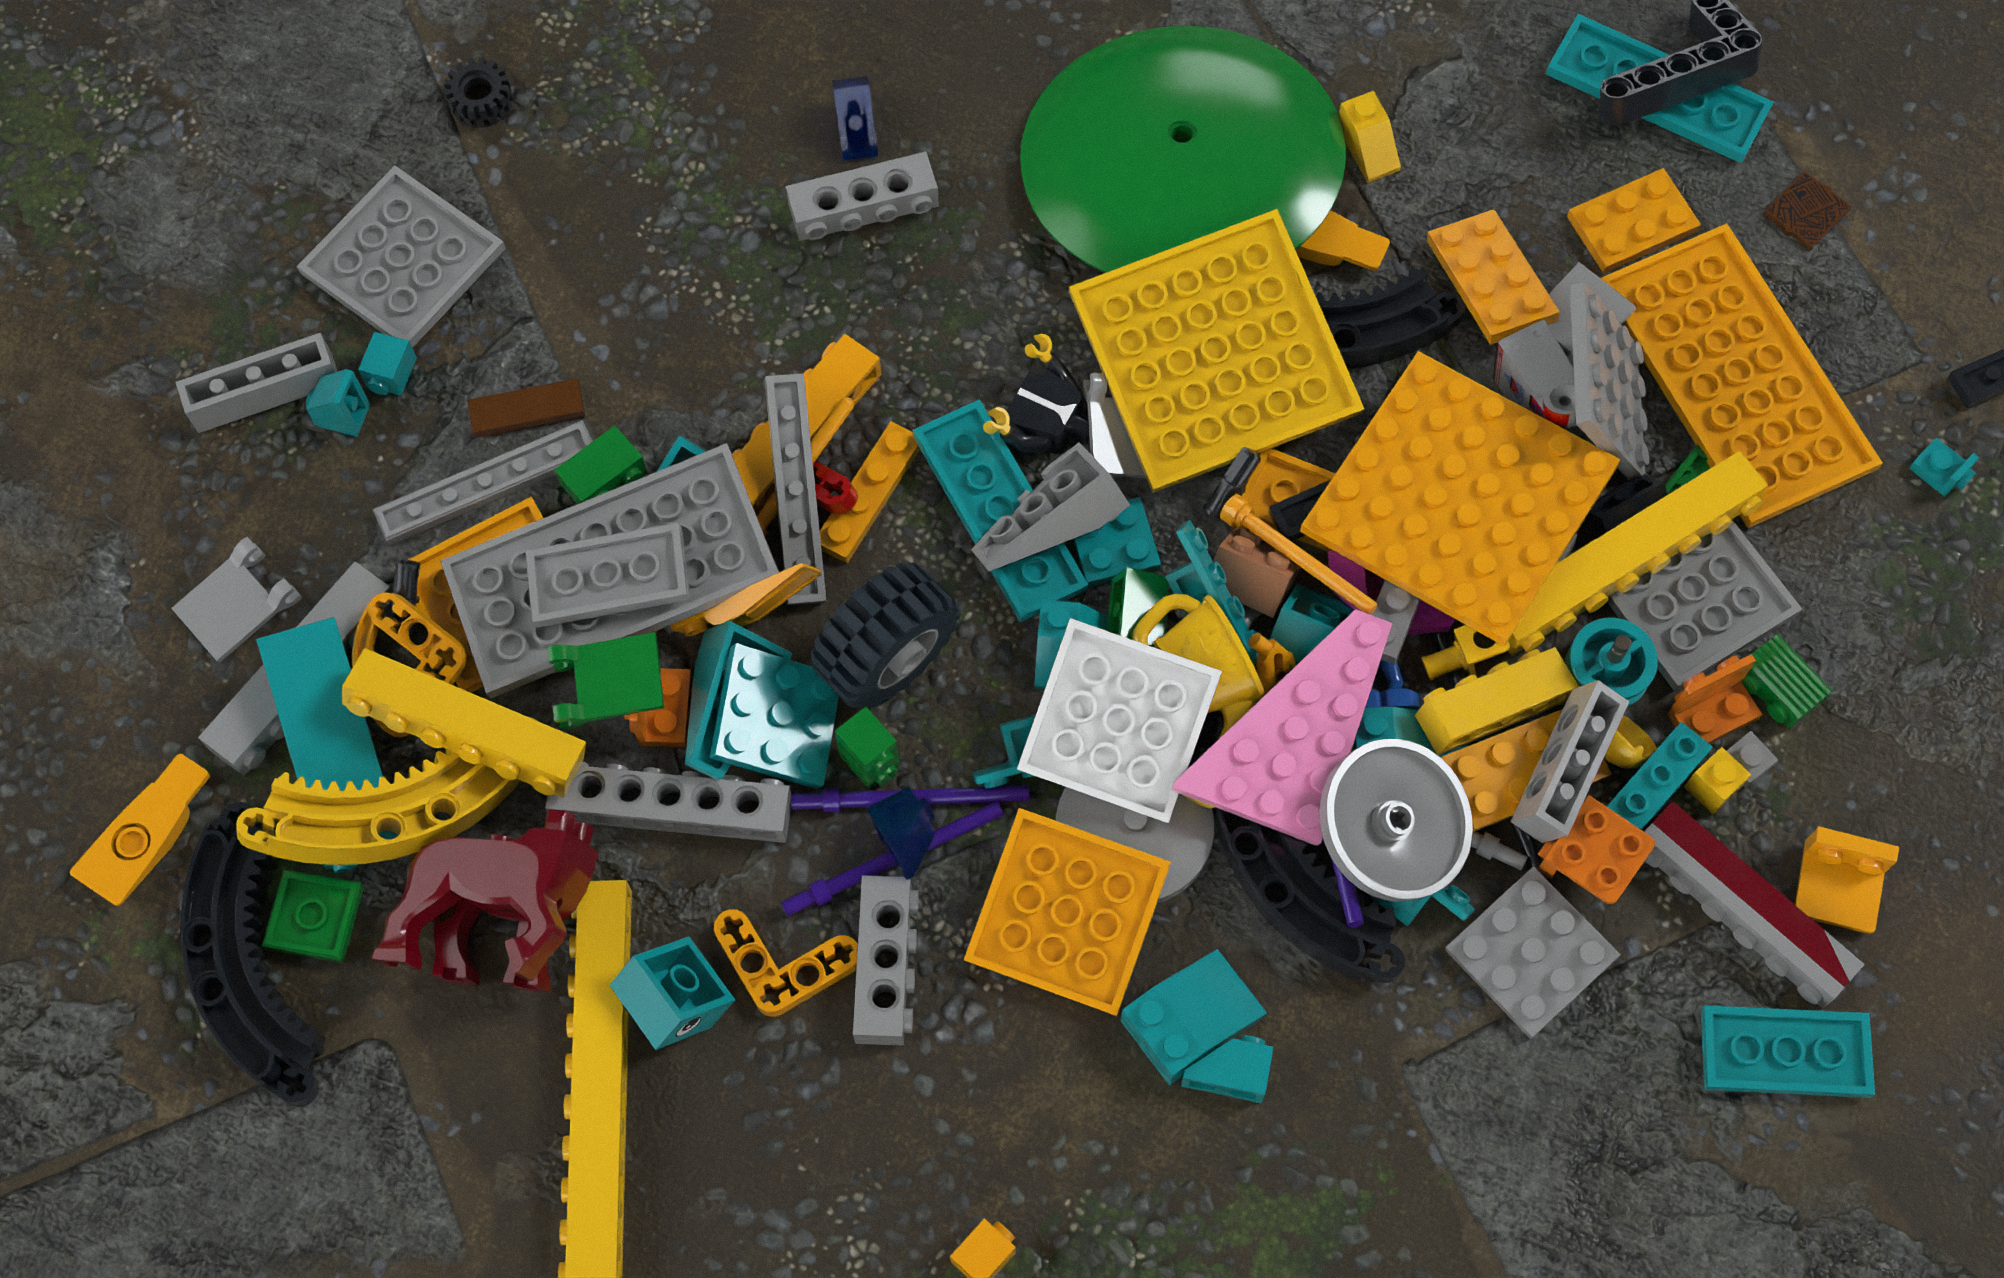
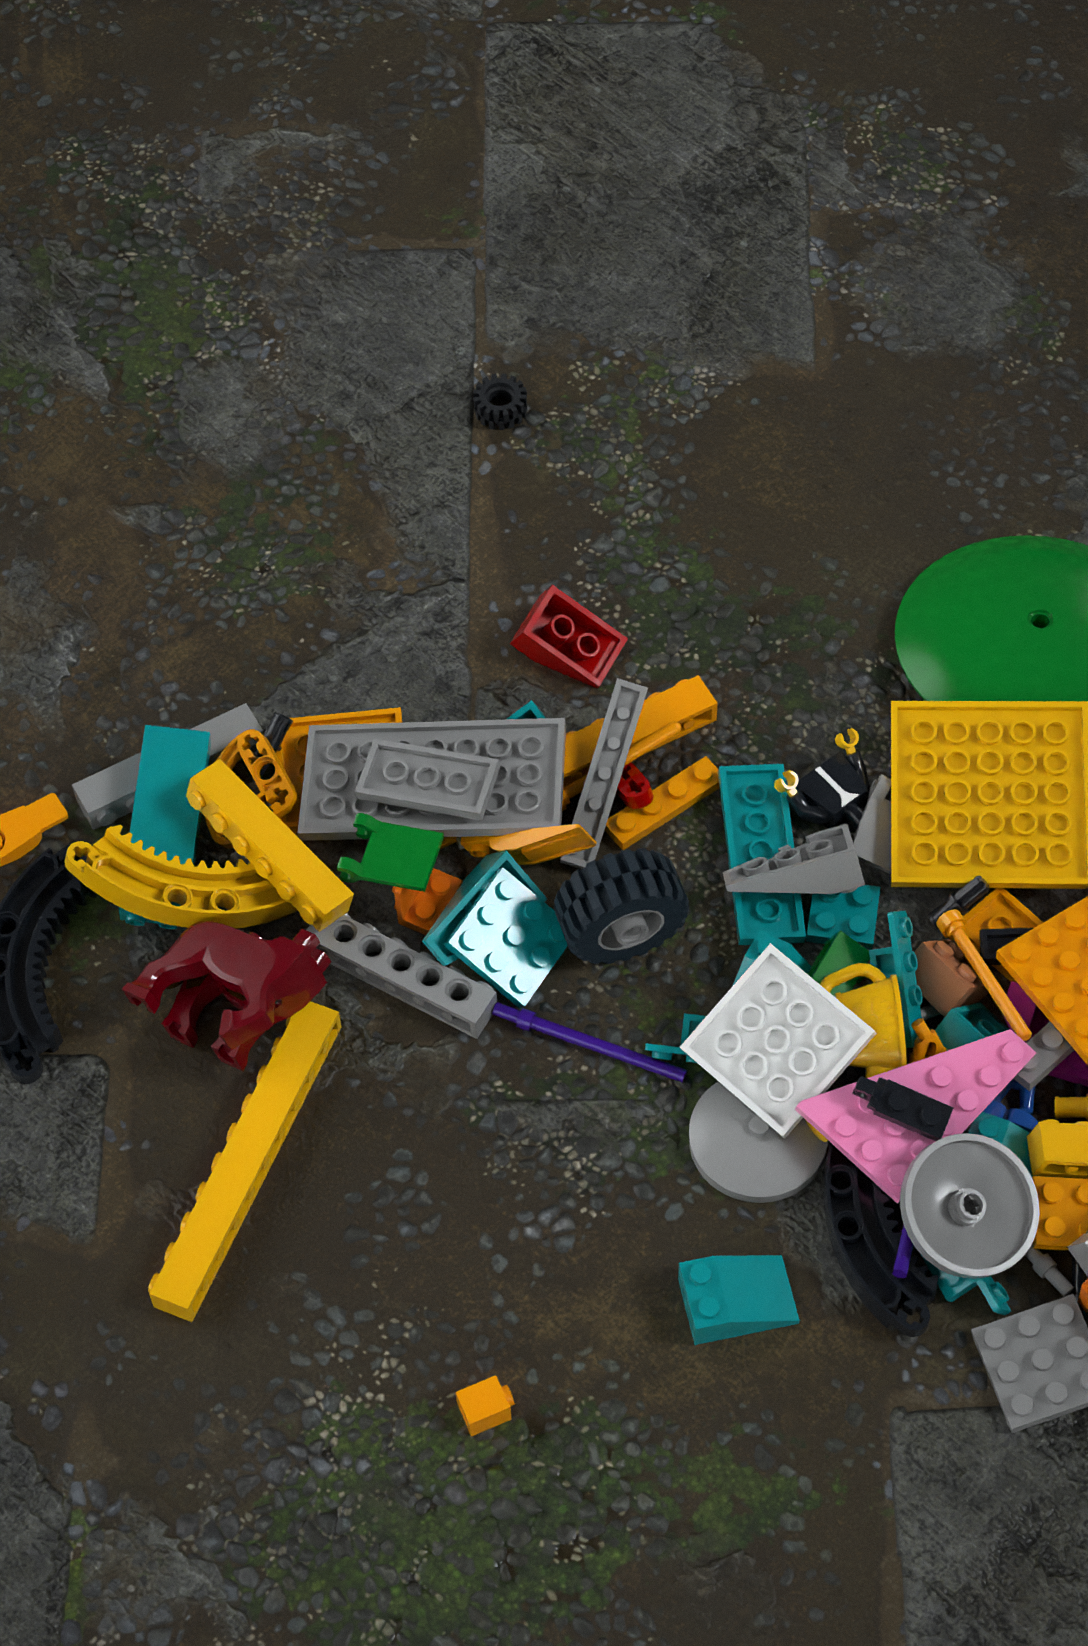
camera: 25 degrees right, 10 degrees down
(233, 603) = (144, 701): light grey flag -> none
(255, 383) = (236, 550): light grey brick -> none
(313, 916) = (95, 948): green plate -> none
(338, 403) = (288, 587): teal slope -> none
(387, 364) = (338, 572): teal brick -> none
(401, 257) = (385, 500): light grey plate -> none
(480, 484) = (372, 686): light grey tile -> none
(526, 408) = (428, 643): reddish brown tile -> none
(601, 467) = (463, 702): green brick -> none
(672, 992) = (334, 1107): teal brick -> none
(680, 343) = (568, 638): none -> red slope
(770, 976) = (419, 1133): light orange beam -> none
(822, 891) = (486, 1084): dark purple bar -> none
(855, 118) = (783, 520): clear blue slope -> none
(868, 749) = (570, 988): green brick -> none
(874, 182) = (741, 576): light grey brick -> none
(880, 897) = (526, 1106): light grey brick -> none
(903, 828) = (572, 1060): clear blue slope -> none
(1067, 911) = (672, 1174): light orange plate -> none
(1233, 1070) = (749, 1350): teal slope -> none
(1288, 742) = (904, 1106): none -> black hinge

